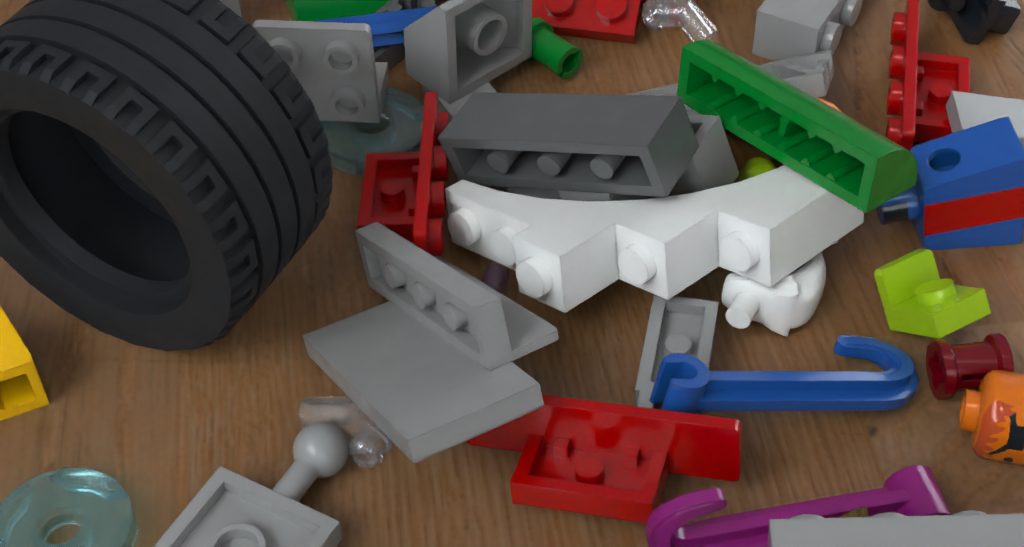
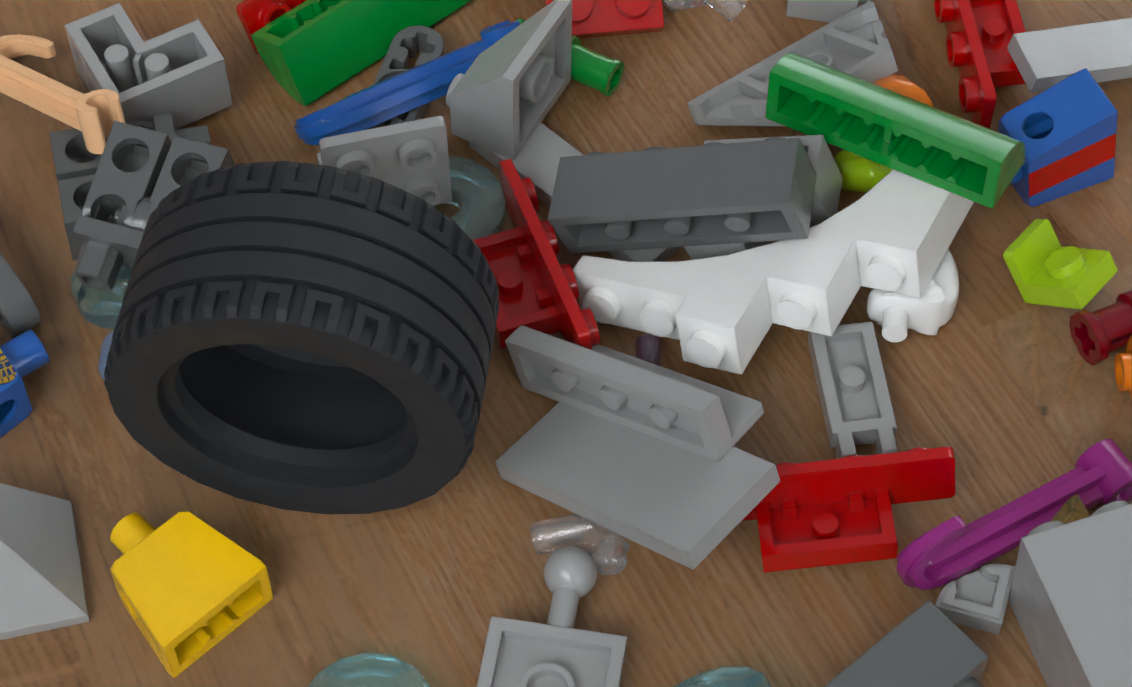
camera: 20 degrees left, 10 degrees up
(690, 387) = (898, 421): blue piece -> none

